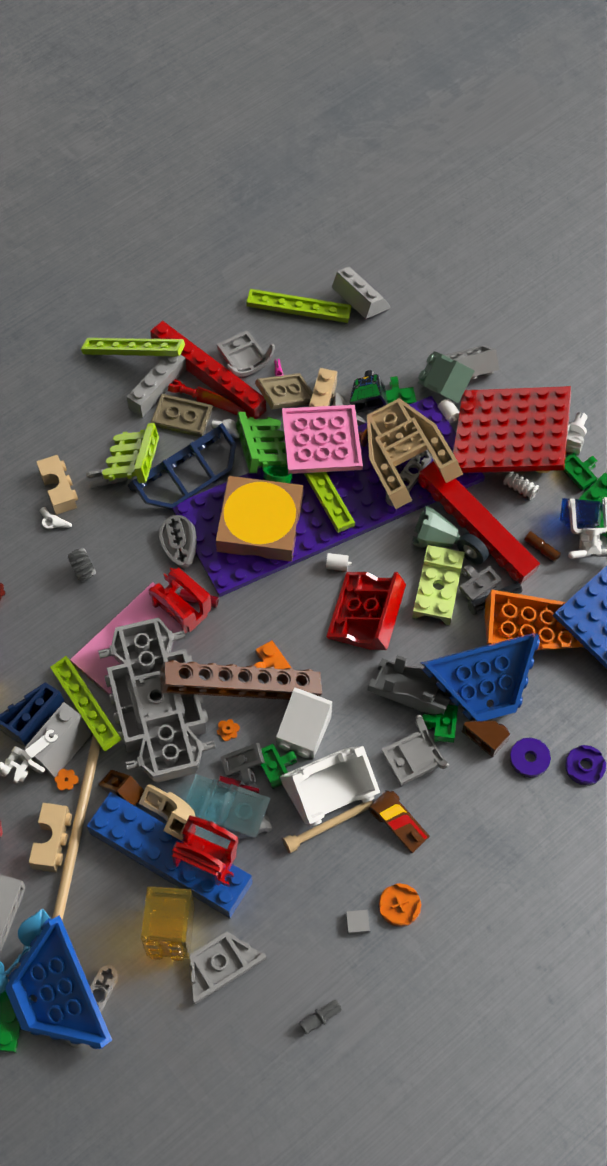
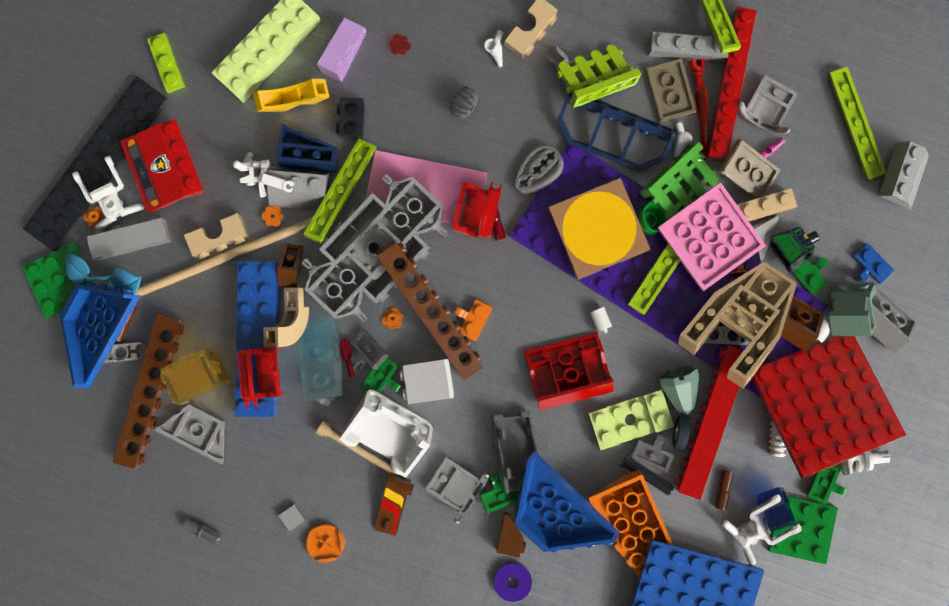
camera: 55 degrees right, 25 degrees up
(31, 659) = (355, 118): none -> black brick
(200, 1049) = (123, 454): none -> reddish brown brick
(417, 351) = (872, 264): none -> blue plate
(440, 413) = (802, 324): none -> reddish brown slope

